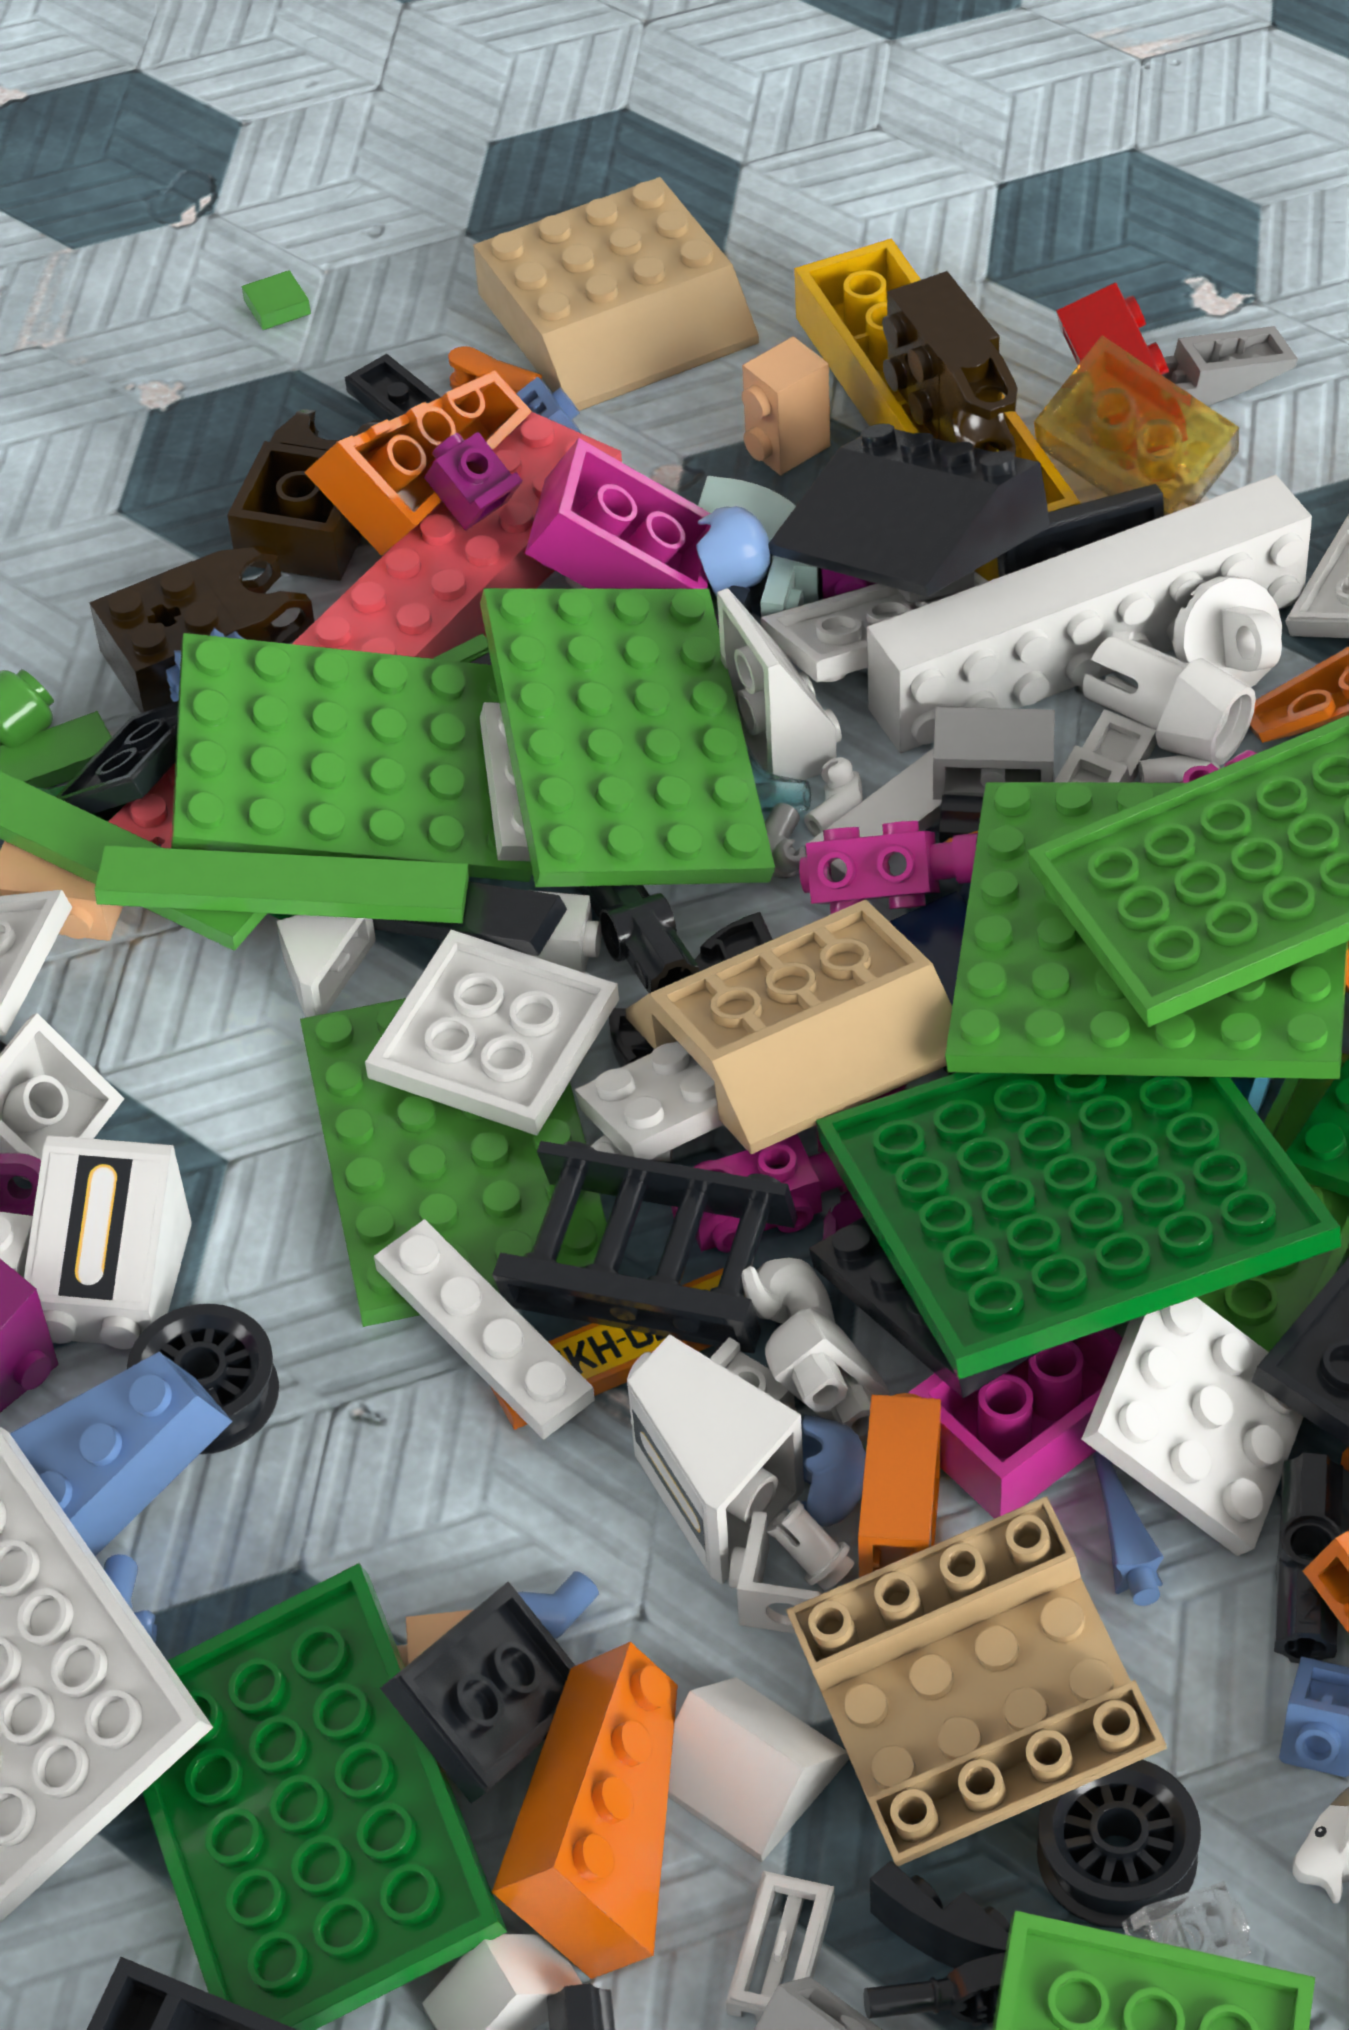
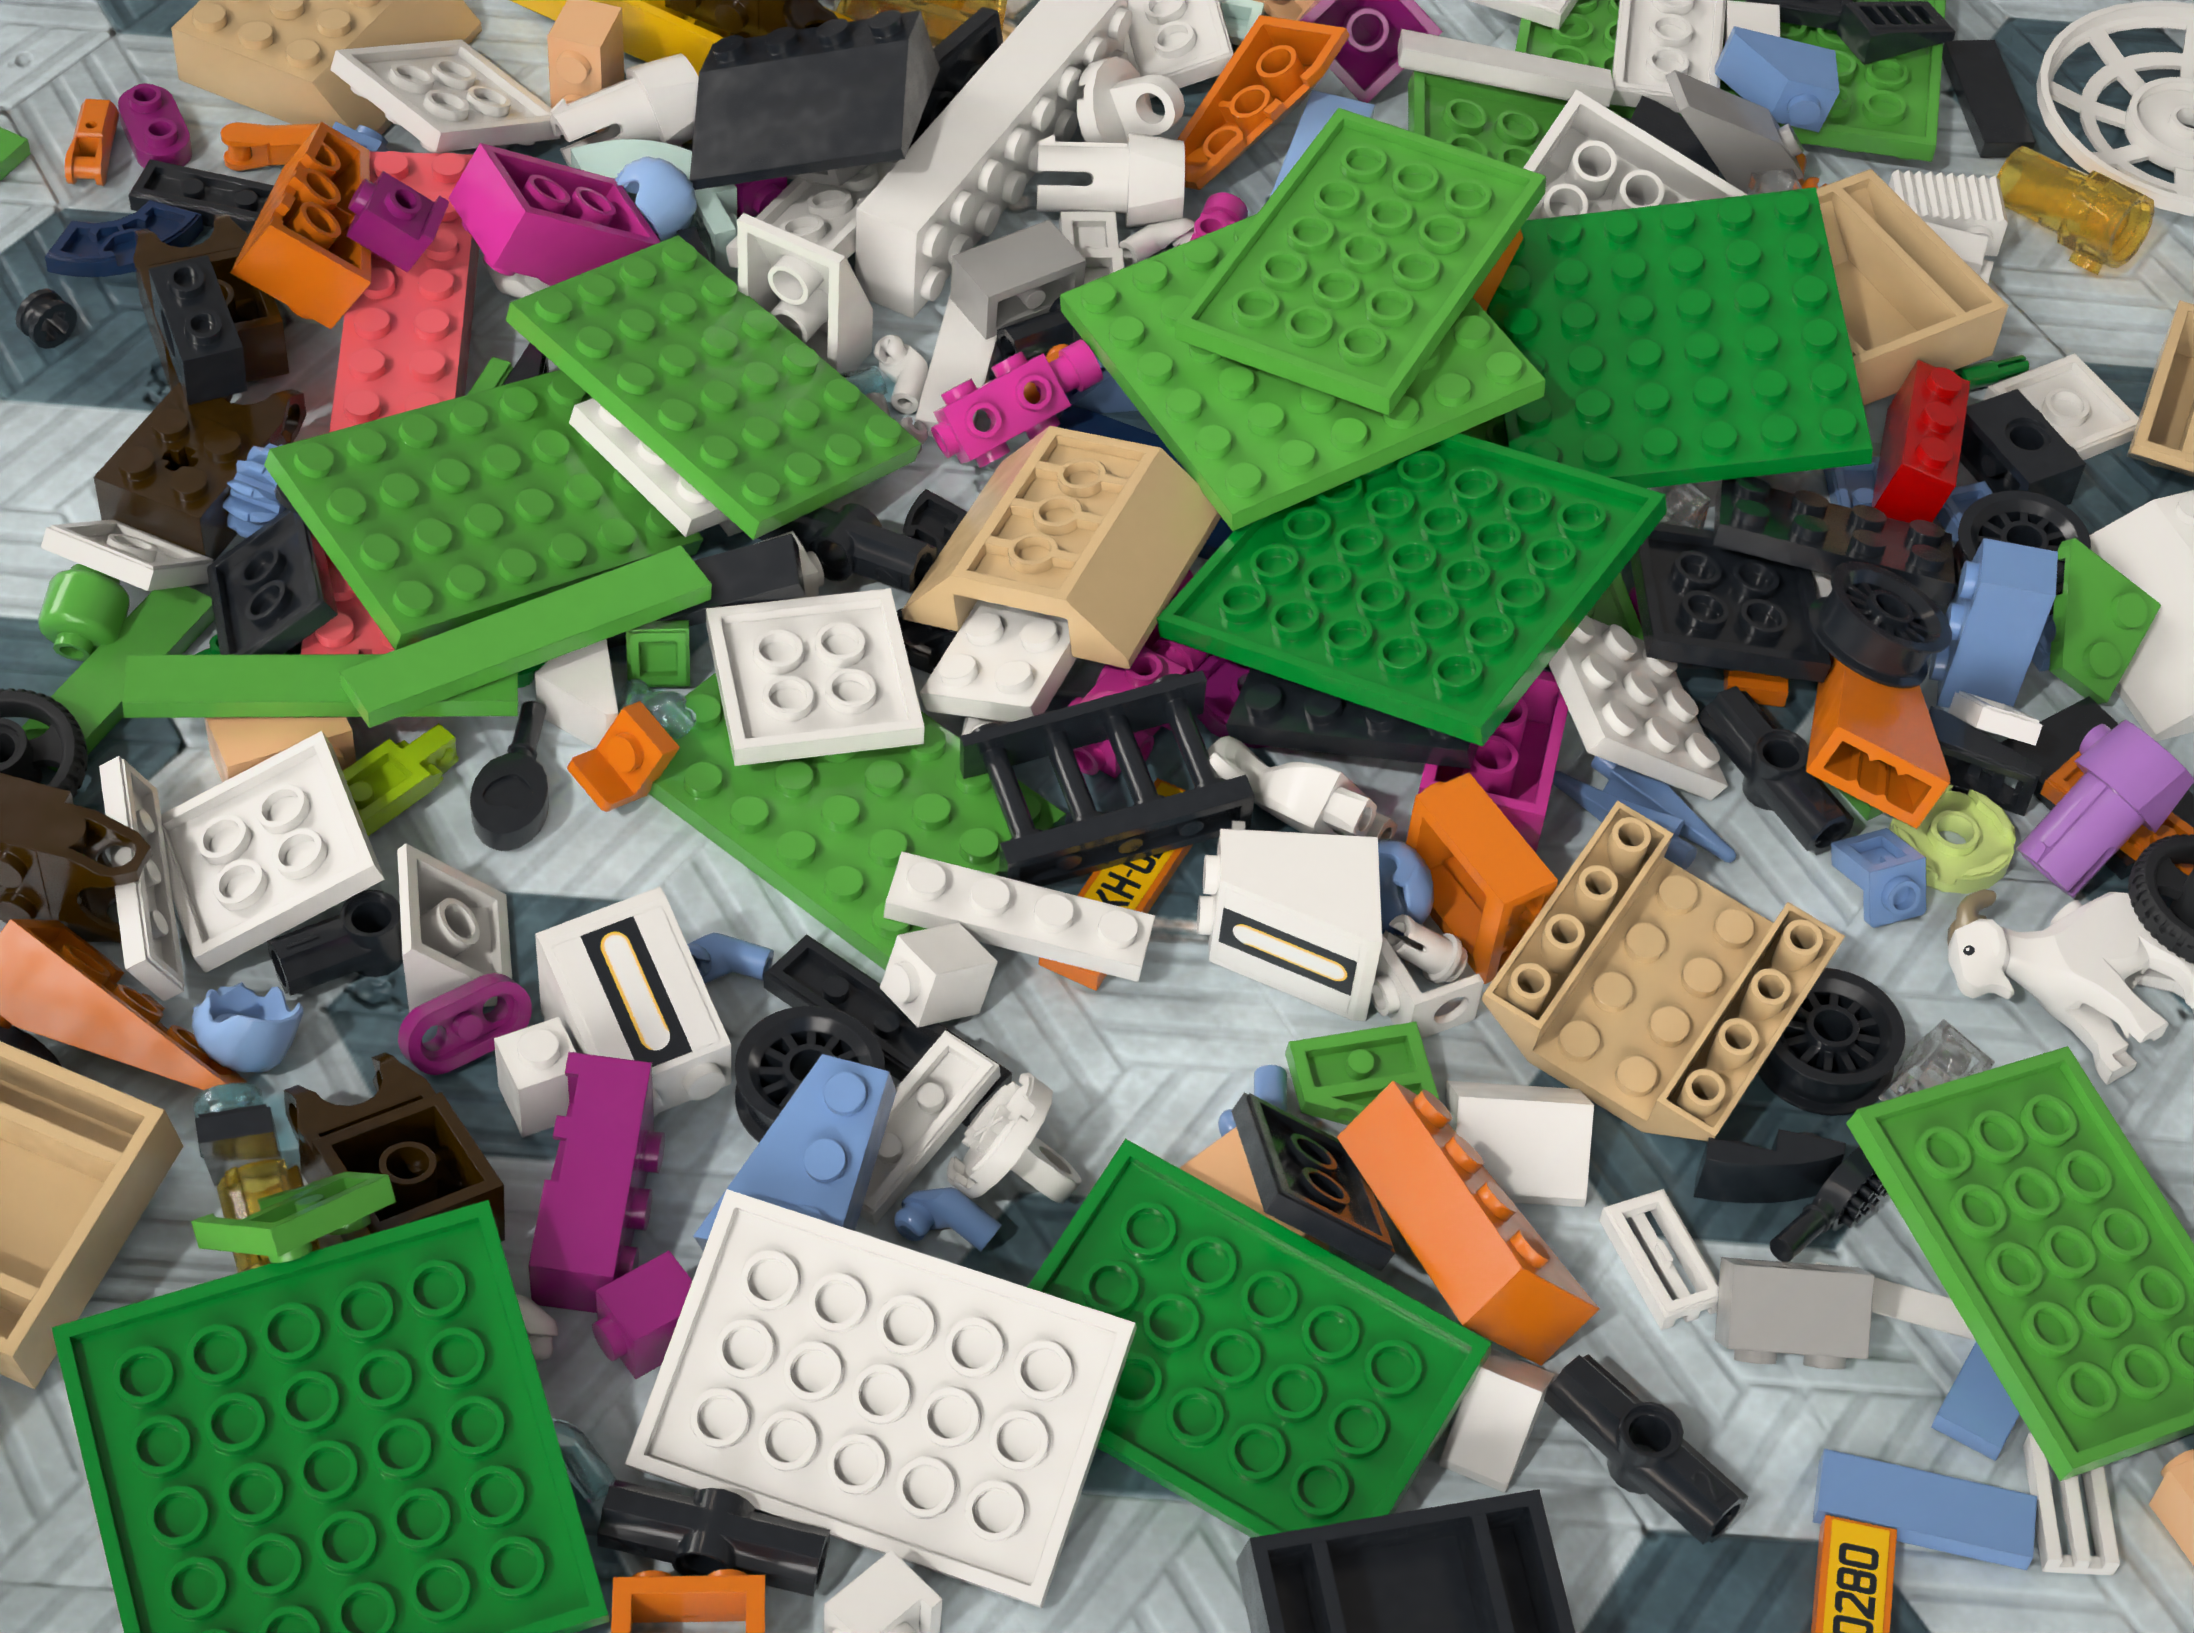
camera: 45 degrees left, 0 degrees up
(71, 678) = (127, 554): none -> white tile
(107, 961) = (399, 775): none -> lime hinge
(185, 445) = (46, 318): none -> black bush
(199, 1012) = (512, 790): none -> black piece
(214, 1549) = (945, 1209): none -> medium blue arm
(231, 1234) = (722, 954): none -> medium blue arm
(244, 511) = (198, 329): none -> black brick
(255, 1459) = (924, 1115): none -> white tile
(290, 1034) = (625, 760): none -> orange bracket
(297, 1526) = (1005, 1140): none -> white tile
(311, 1372) = (819, 977): none -> black tile
(335, 415) = (110, 246): none -> dark blue tile
(347, 996) = (665, 706): none -> clear light blue arm
(355, 322) = (92, 142): none -> orange bar
(369, 1341) = (938, 974): none -> white brick
(402, 951) = (659, 653): none -> bright green tile
(418, 327) = (154, 125): none -> magenta plate
(652, 389) = (445, 95): none -> white plate
(665, 1621) = (1348, 1070): none -> bright green wing
(788, 458) = (651, 105): none -> white piece
(1176, 1542) = (1661, 798): none -> medium blue piece

